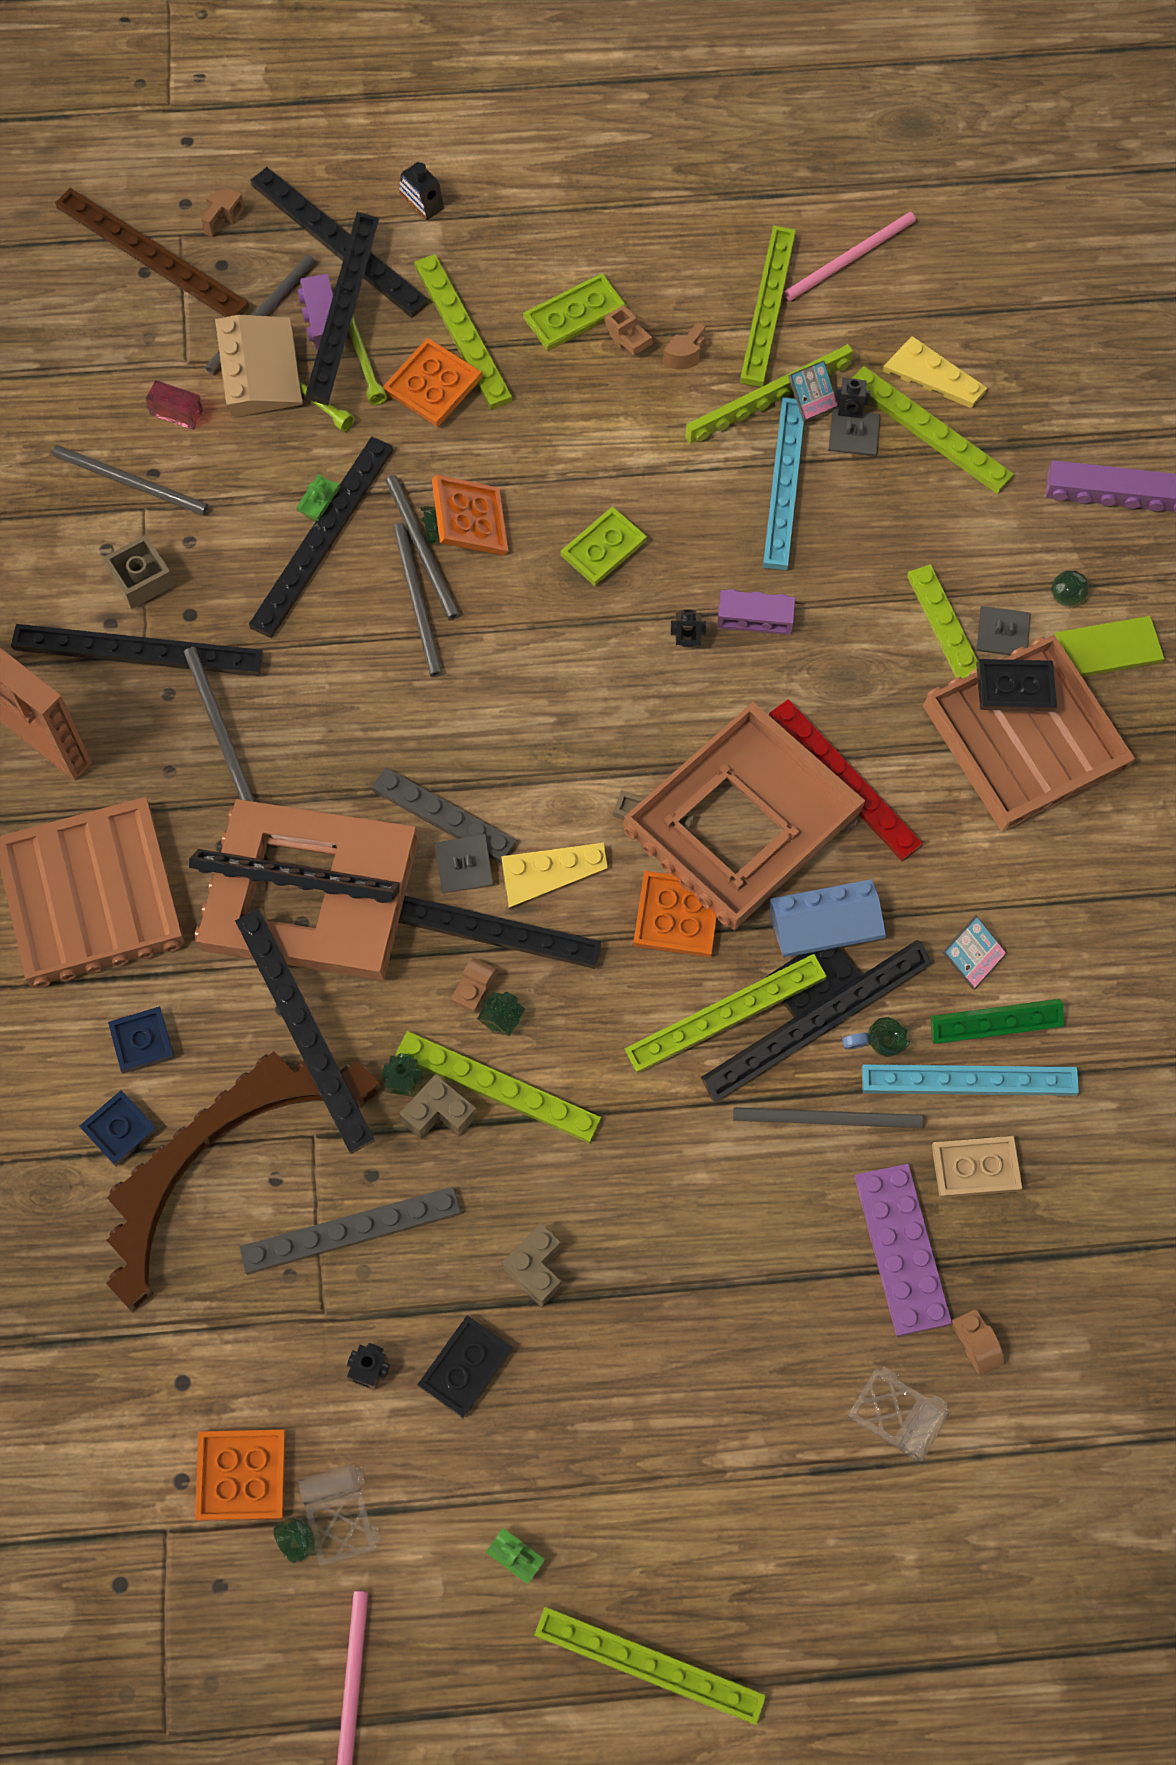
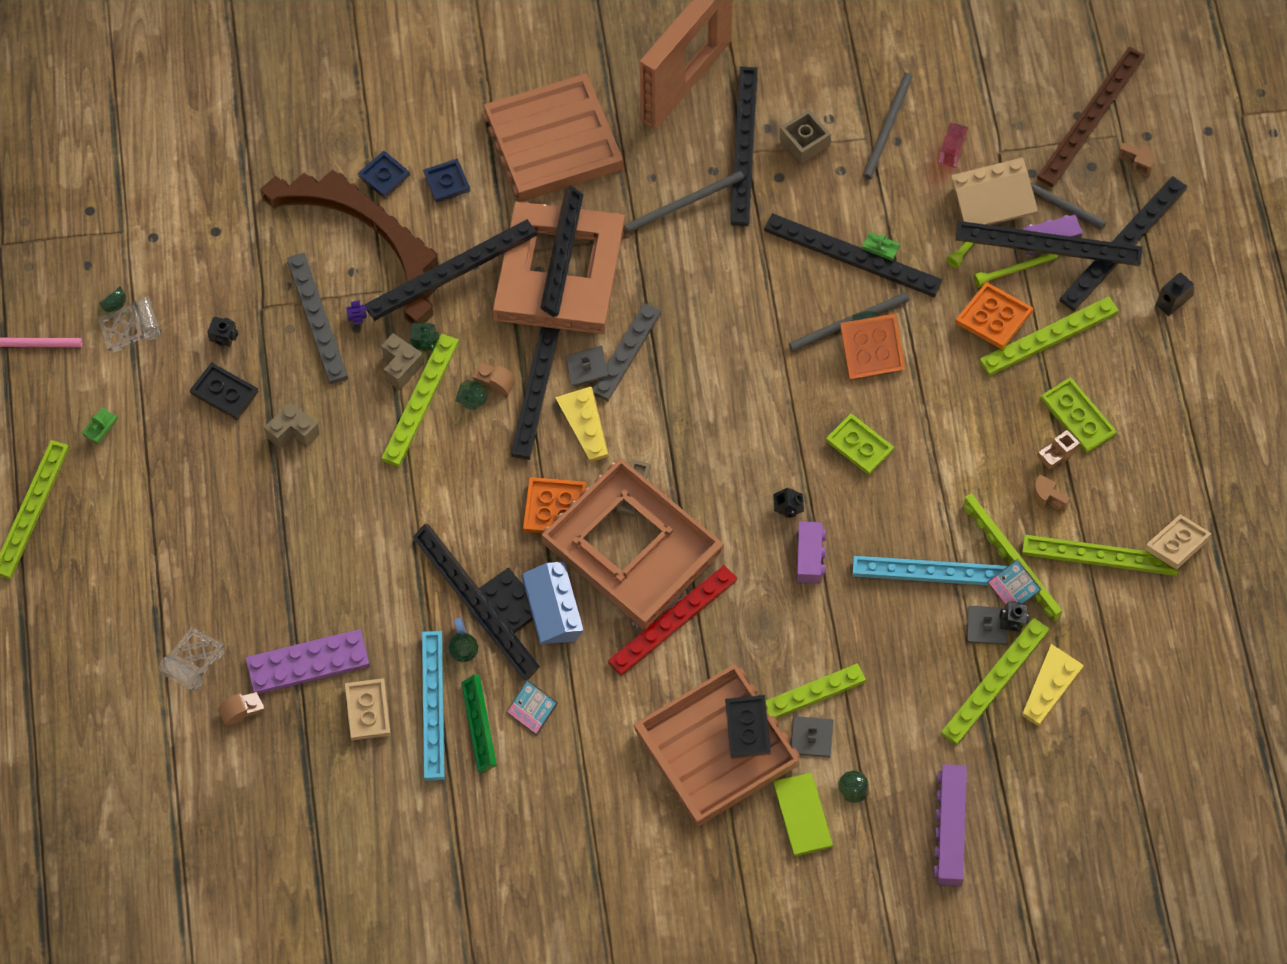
camera: 90 degrees right, 5 degrees down
(240, 1475) = (154, 267): orange plate -> none
(352, 1169) = (356, 312): none -> dark purple gear
(417, 600) = (803, 321): dark grey piece -> none
(725, 1013) = (476, 538): lime plate -> none
(758, 222) = (1178, 541): none -> tan plate
(827, 1117) = (403, 612): dark grey piece -> none
(849, 256) = (1161, 619): bright pink piece -> none

